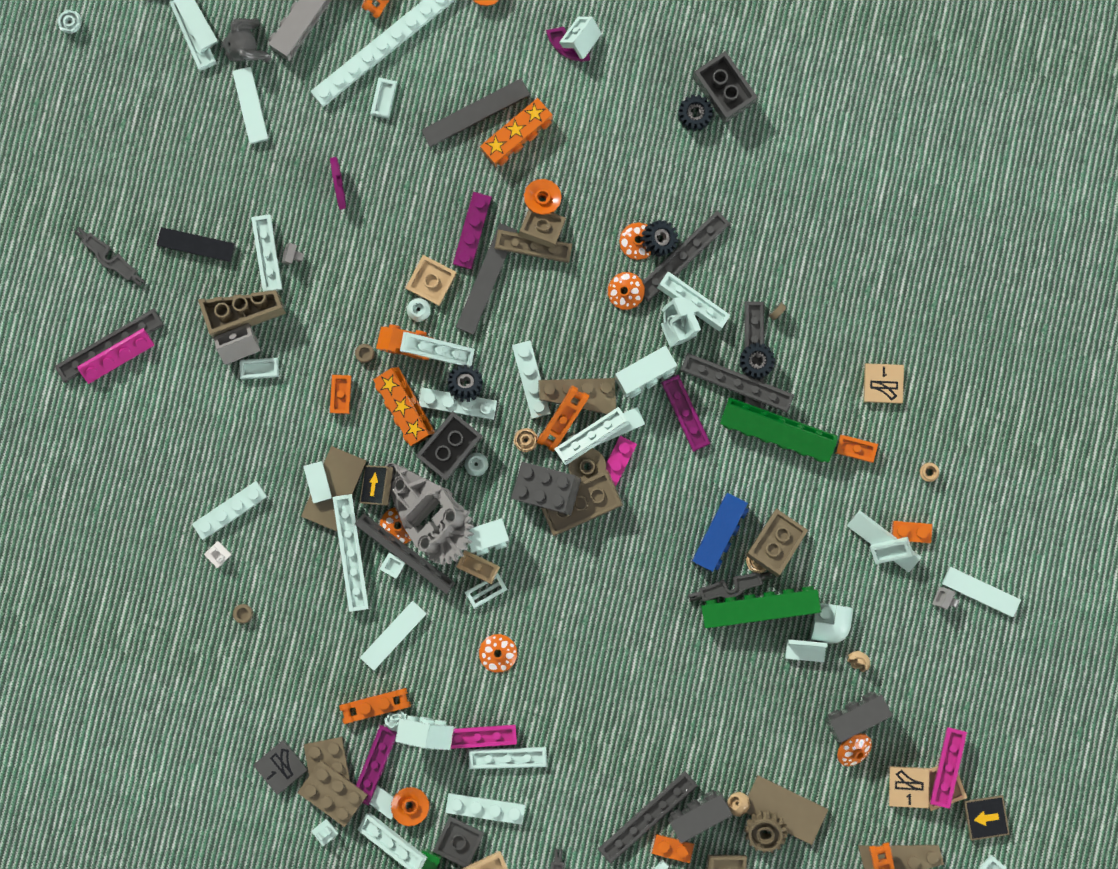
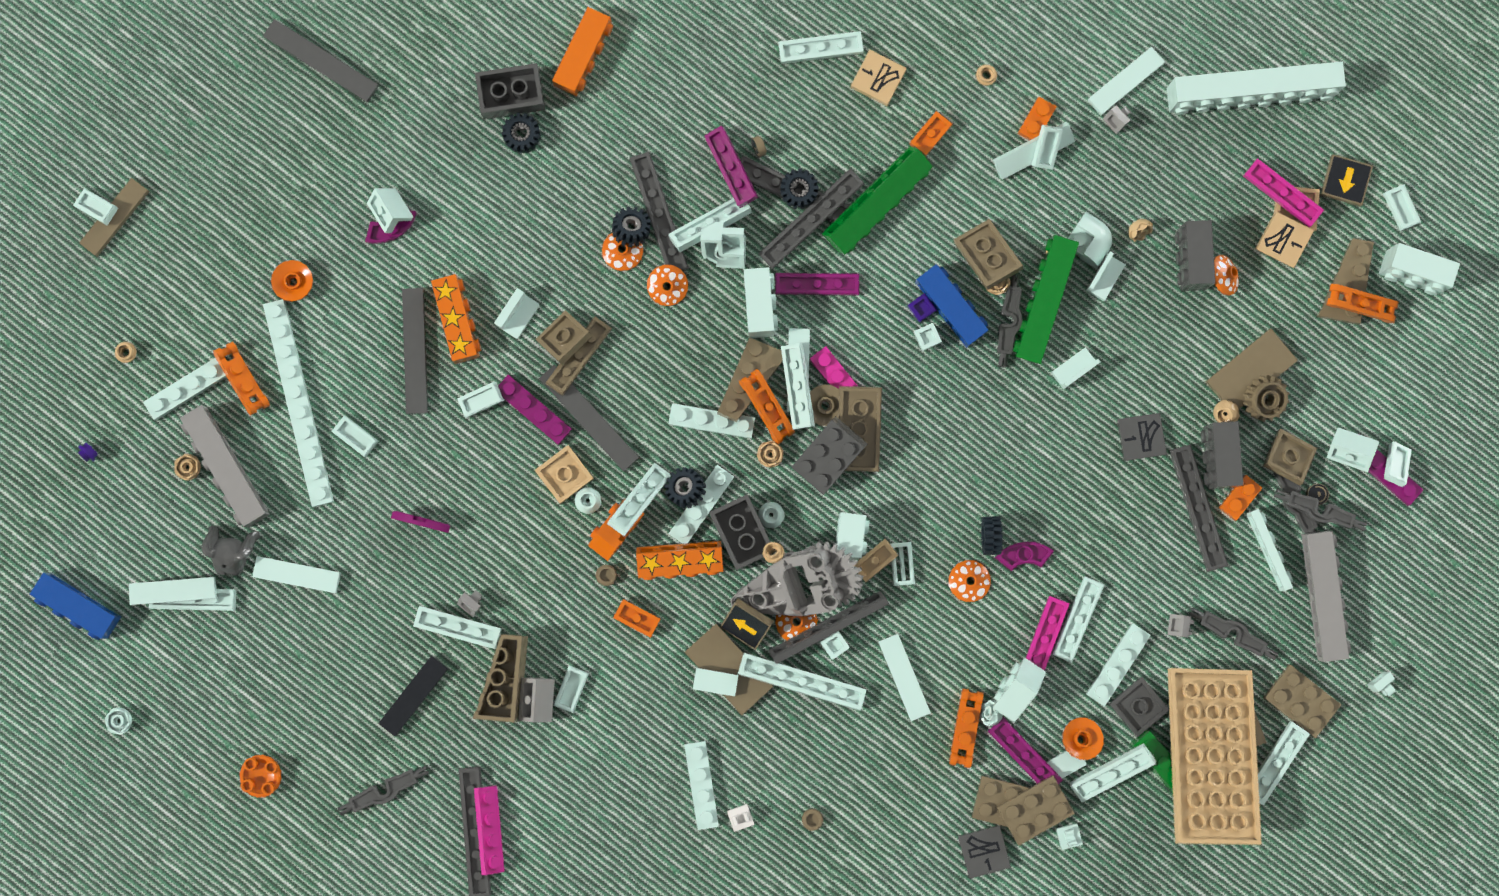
camera: 65 degrees left, 0 degrees up
(76, 153) = (260, 776): none -> orange dish
(446, 475) = (771, 548): none -> tan plate
(460, 184) = (480, 399): none -> light aqua tile
(538, 172) = (516, 314): none -> light aqua panel
(541, 687) = (1023, 553): none -> magenta tile
(541, 845) = (1179, 625): none -> light grey tile
(542, 653) = (991, 535): none -> black bush
(546, 189) = (527, 316): orange dish -> none
(683, 524) = (927, 337): none -> light aqua tile
(685, 742) = (1141, 437): none -> dark grey tile
(707, 509) = (921, 307): none -> dark purple tile
(716, 659) = (1074, 368): none -> light aqua panel
(748, 296) = (730, 166): none -> magenta plate
(787, 130) = (582, 51): none -> orange brick
(885, 323) = (820, 47): none -> light aqua plate
(1027, 703) = (1255, 87): none -> light aqua brick

